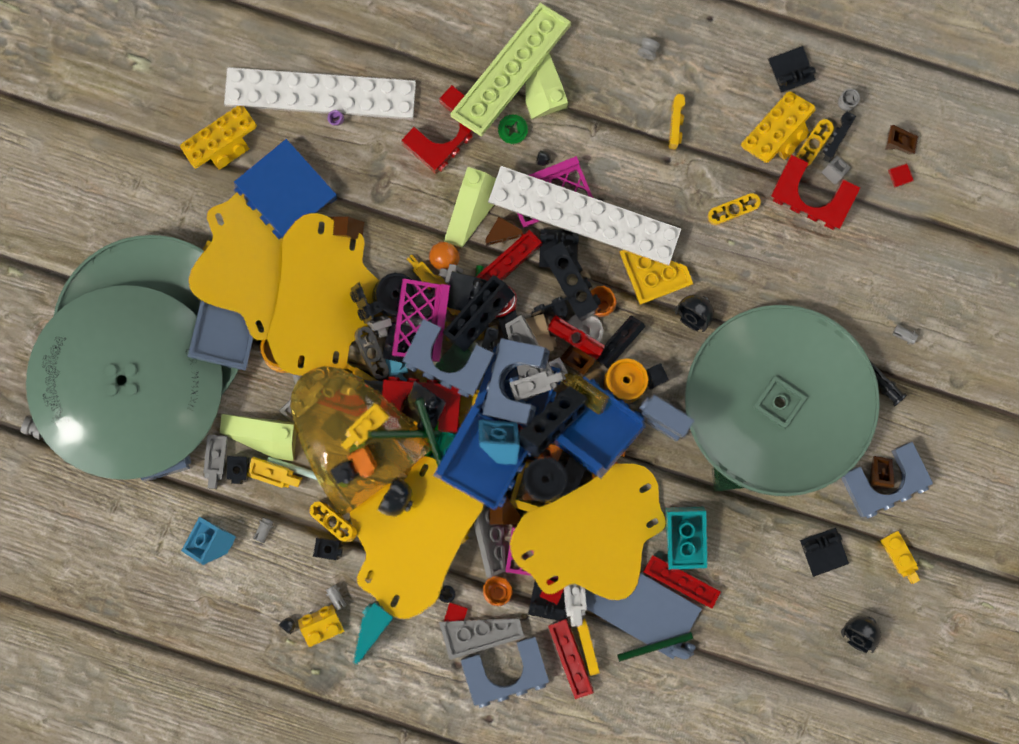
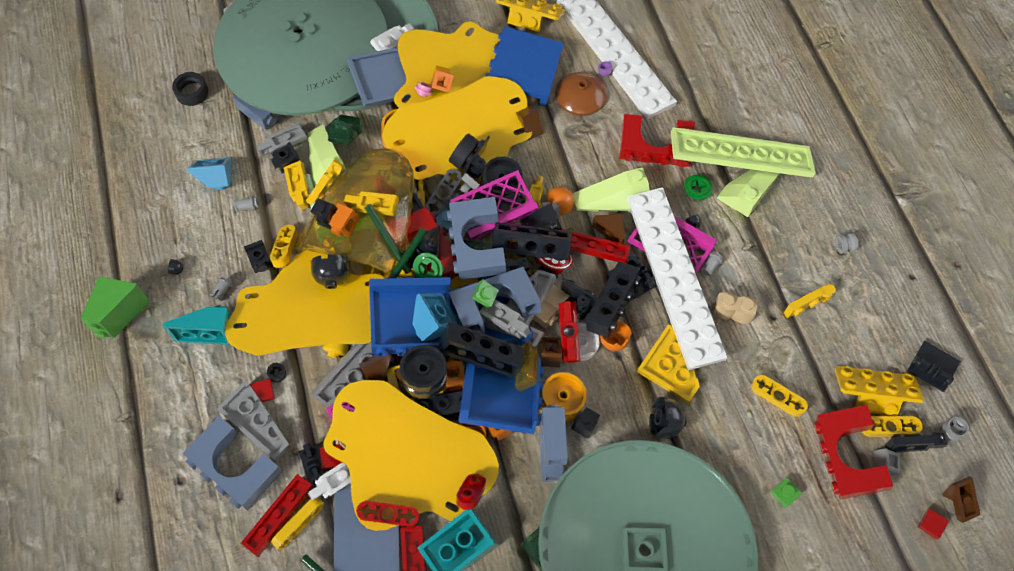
camera: 60 degrees right, 20 degrees down
(81, 509) = (186, 79): none -> black tyre
(182, 297) = (389, 38): none -> white hinge
(246, 398) = (344, 129): none -> clear green brick
(263, 305) = (424, 89): none -> bright pink plate
(264, 282) = (442, 79): none -> orange brick
(297, 451) = (326, 180): none -> yellow hinge
(299, 698) = (112, 306): none -> bright green slope
(320, 625) = (188, 290): yellow bracket -> none
(346, 170) = (578, 99): none -> dark orange dish
(350, 311) = (463, 150): none -> black tyre
(457, 417) = (420, 268): none -> green gear
(497, 591) = (302, 409): orange hair -> none
(507, 386) = (485, 294): none -> bright green plate
(590, 174) = (713, 260): none -> light grey pin
(620, 341) = (595, 374): black plate -> none
(620, 575) = (372, 505): none -> red beam
(639, 189) = (739, 309): none -> tan brick
(653, 501) = (470, 491): none -> red plate
(807, 264) = (786, 492): none -> bright green plate

